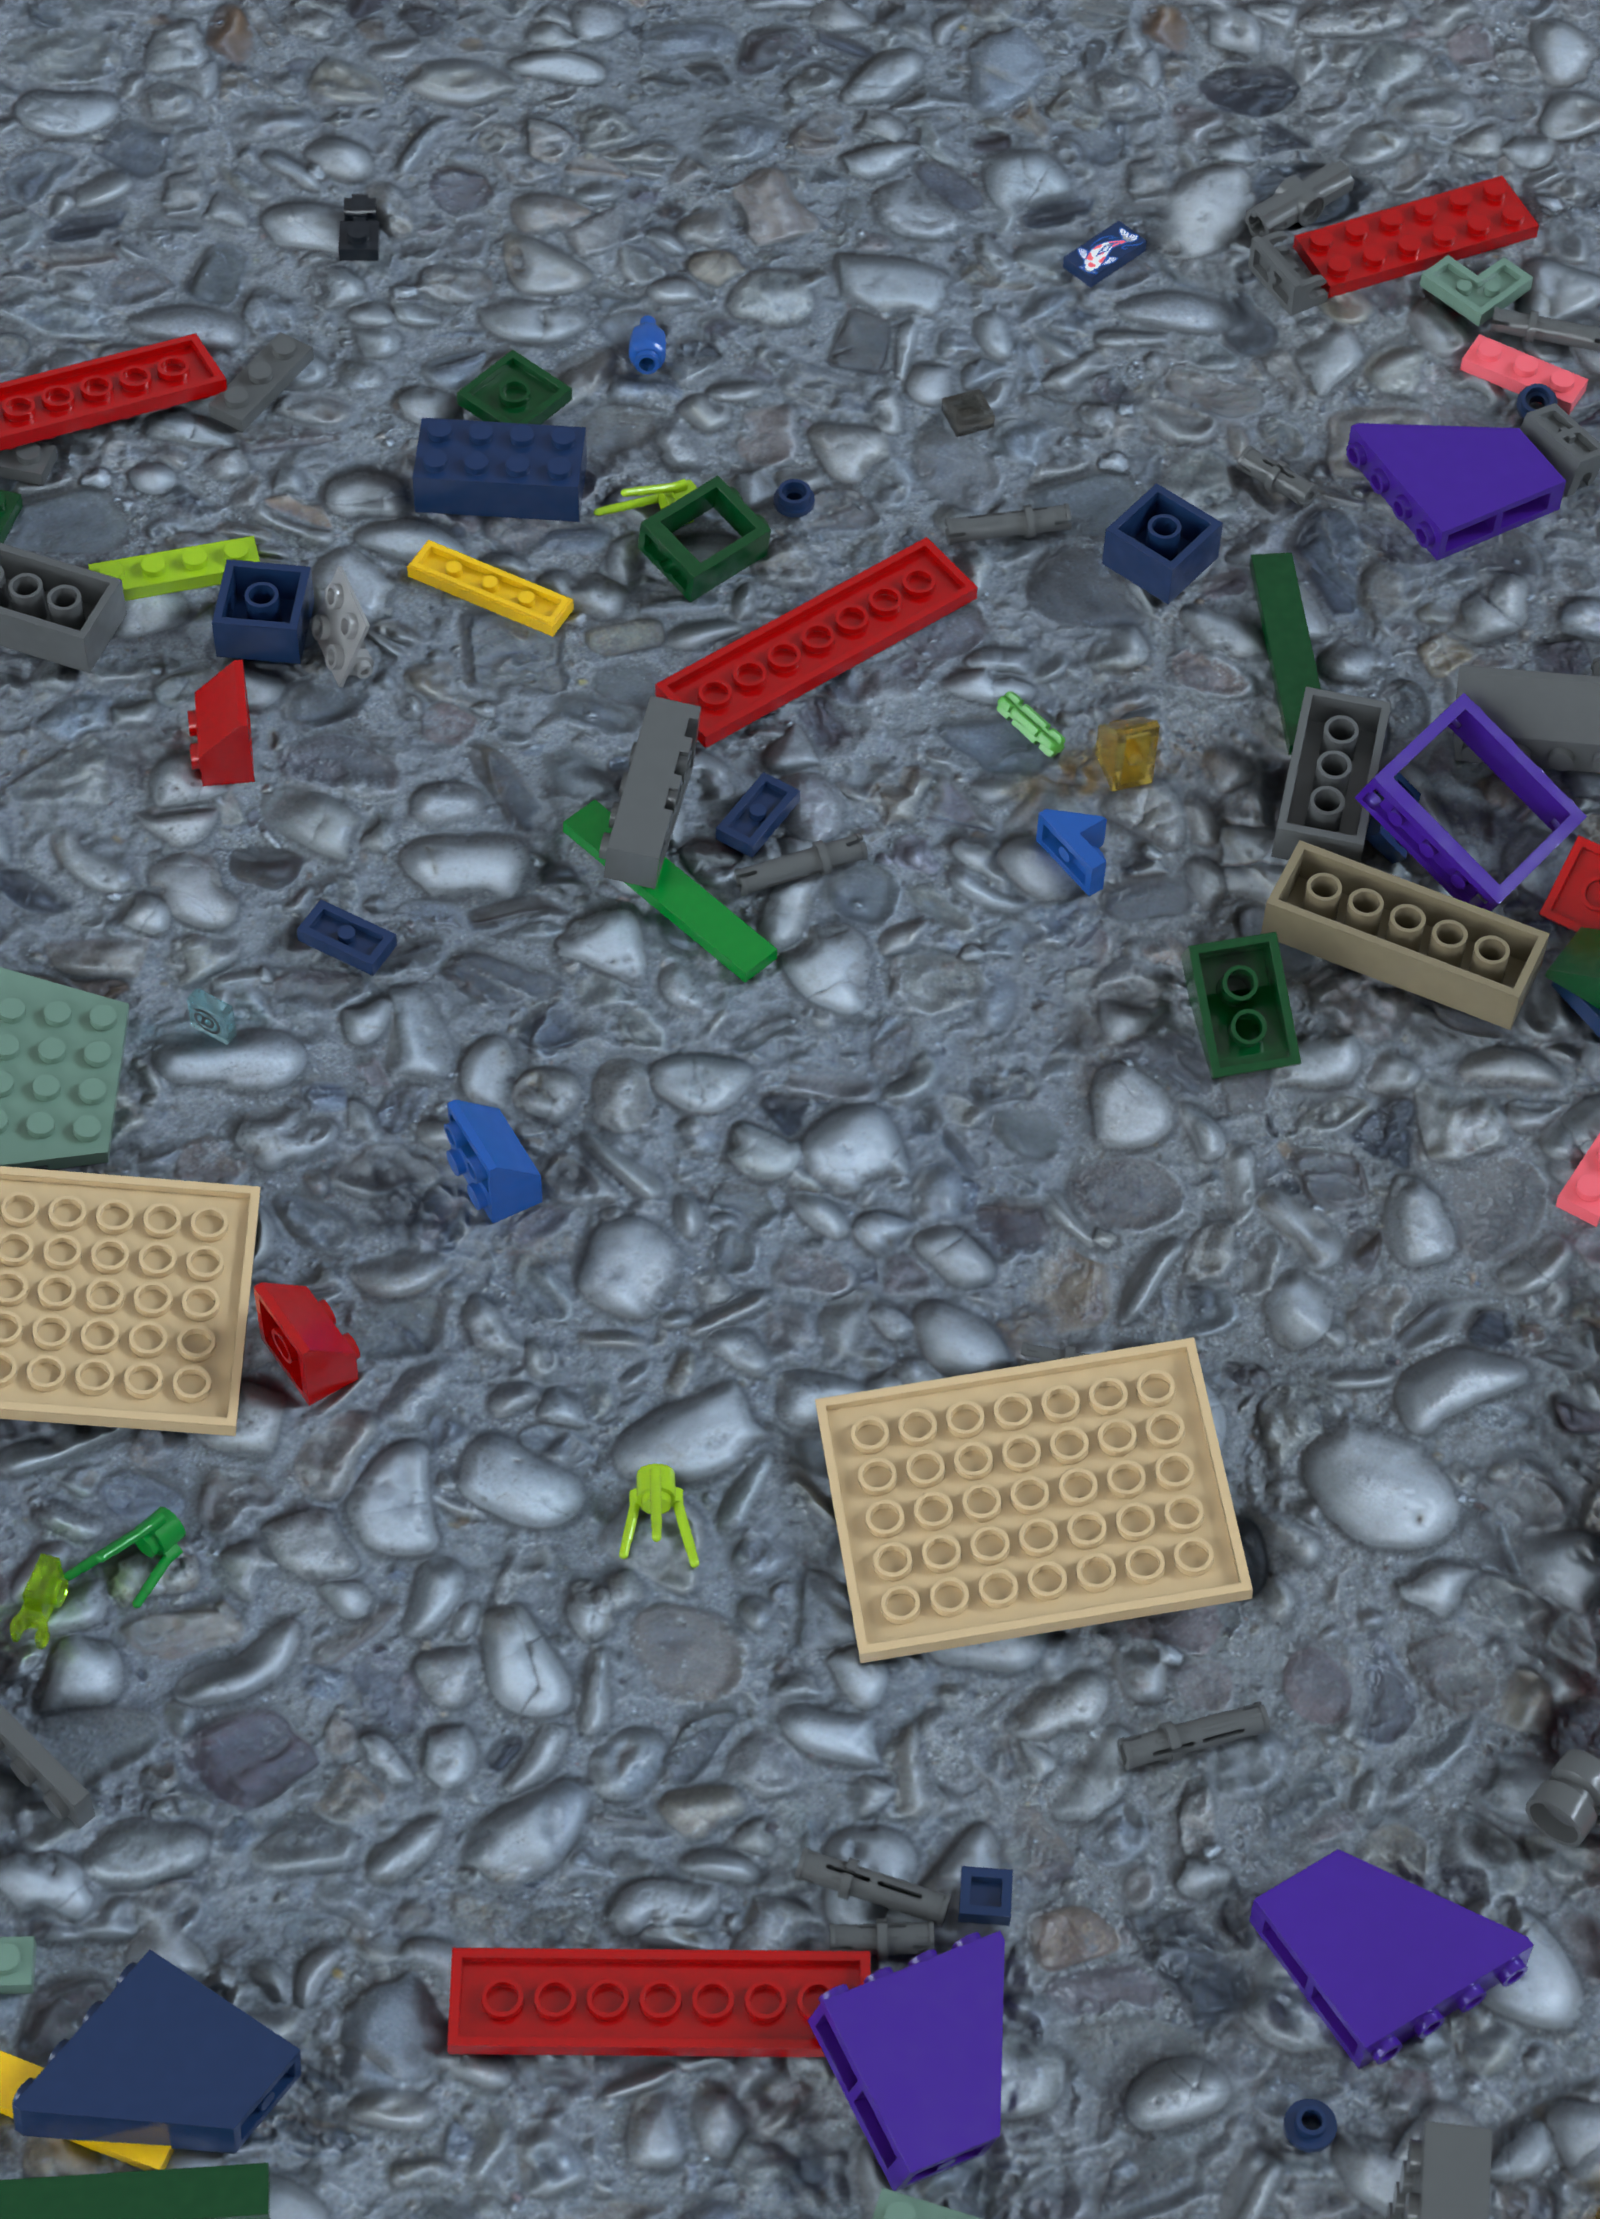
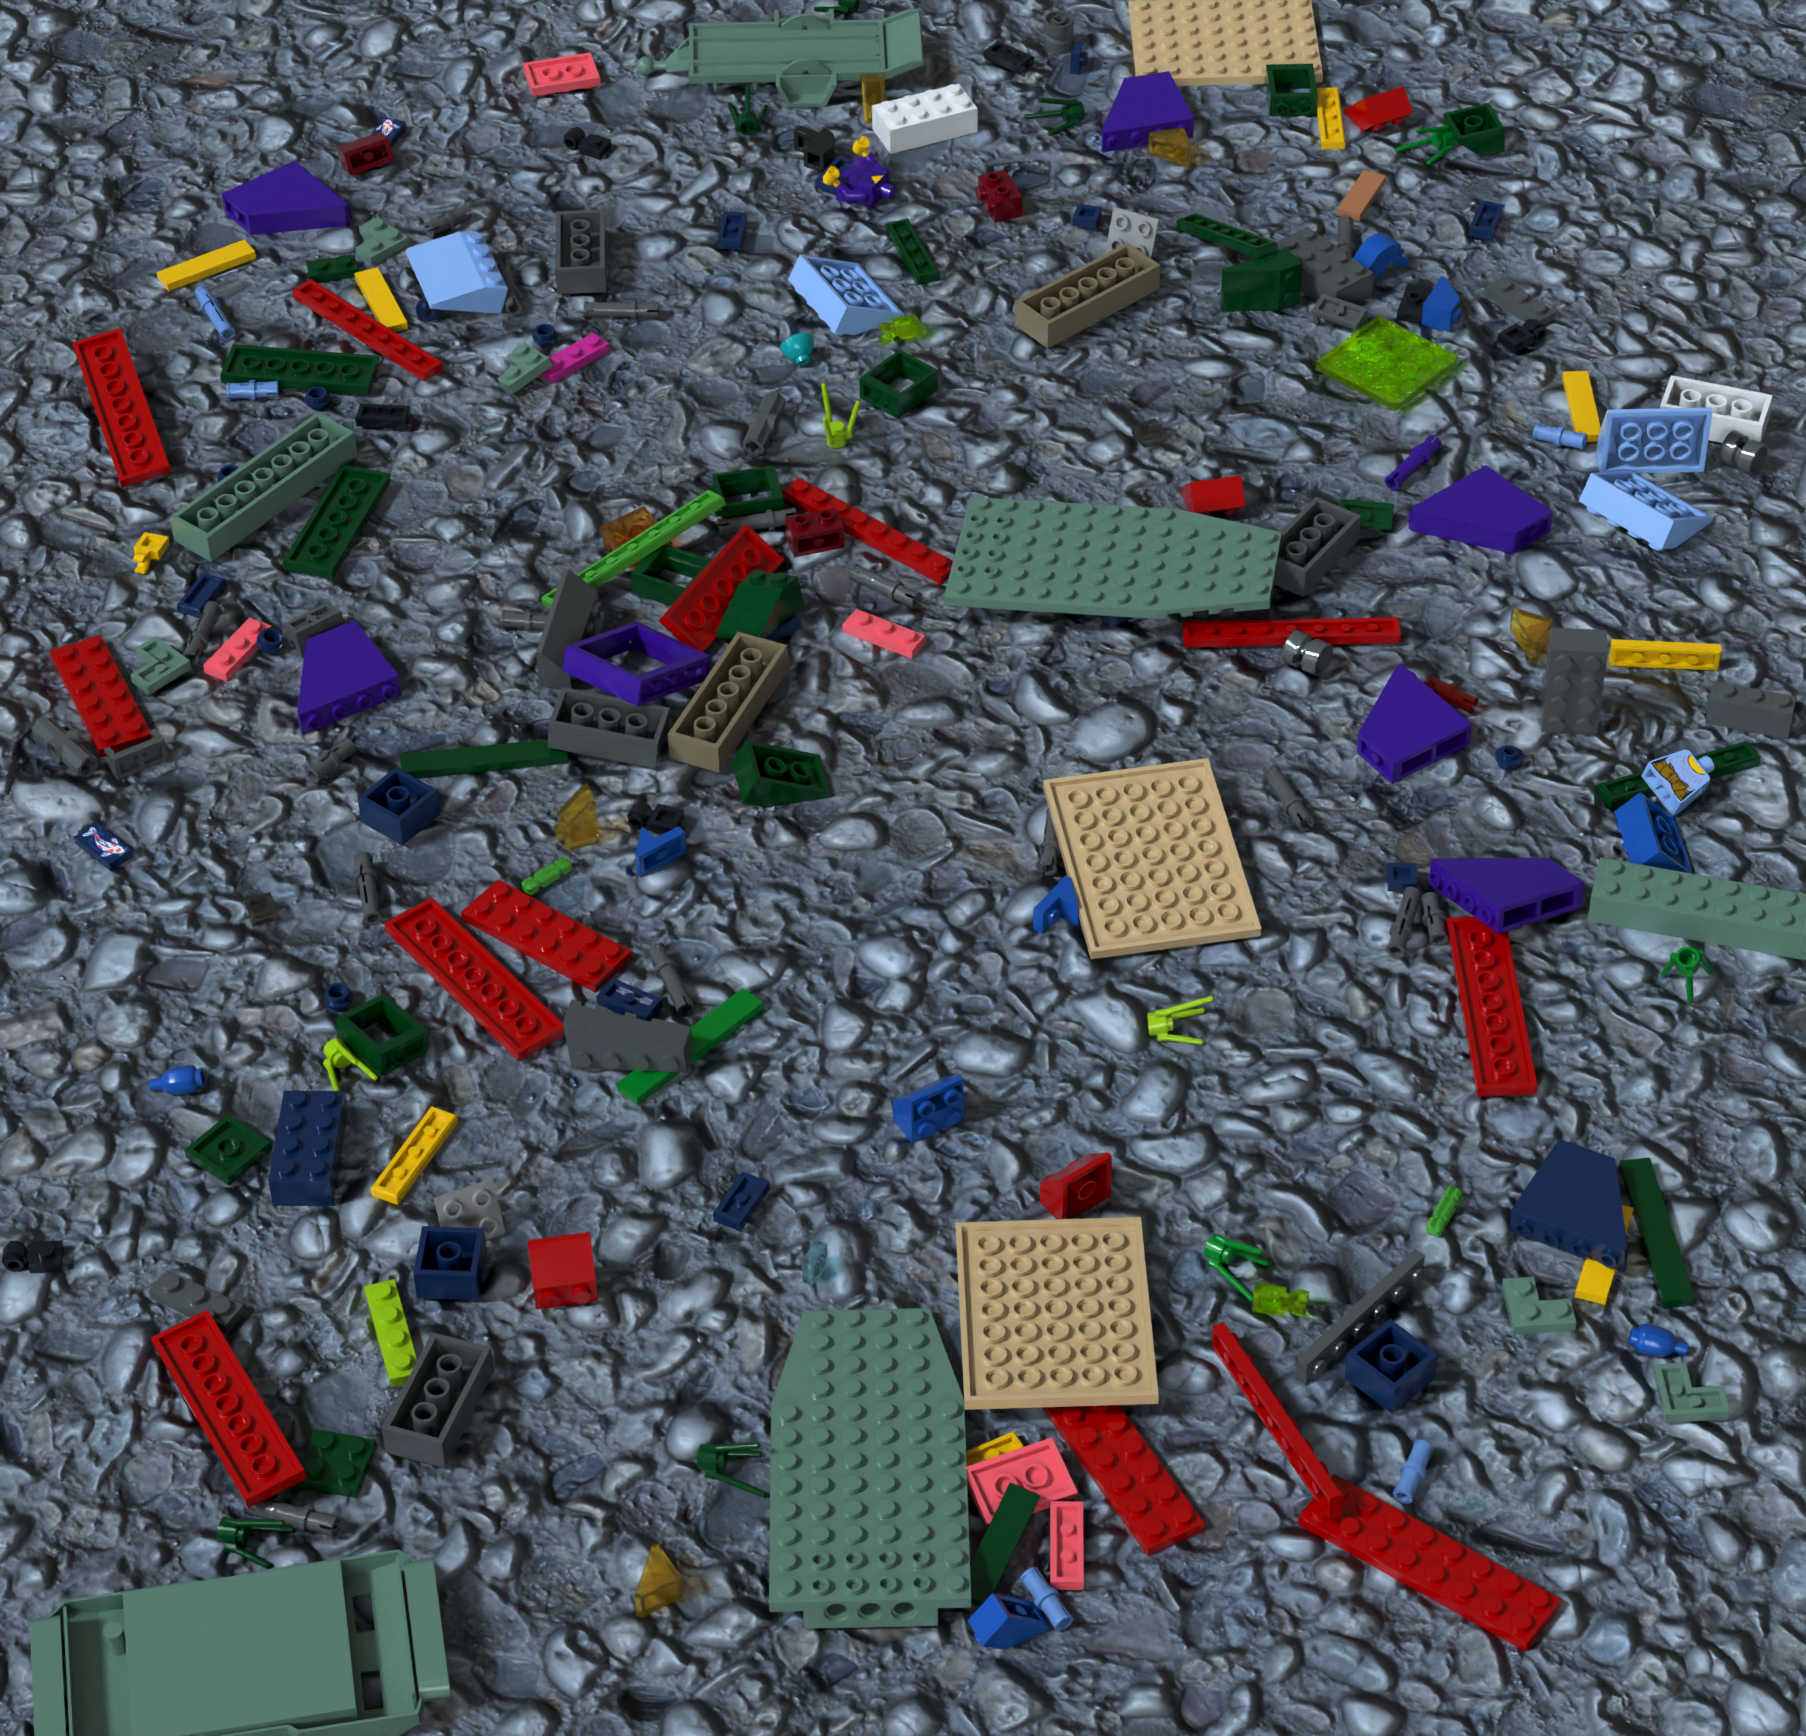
camera: 90 degrees left, 10 degrees down
(199, 1870) = (1444, 1211): none -> bright green axle
(907, 726) = (546, 935): none -> red plate
(926, 1353) = (1057, 903): none -> blue slope
(1149, 852) = (659, 820): none -> black plate
(1480, 2041) = (1452, 694): none -> clear red pin

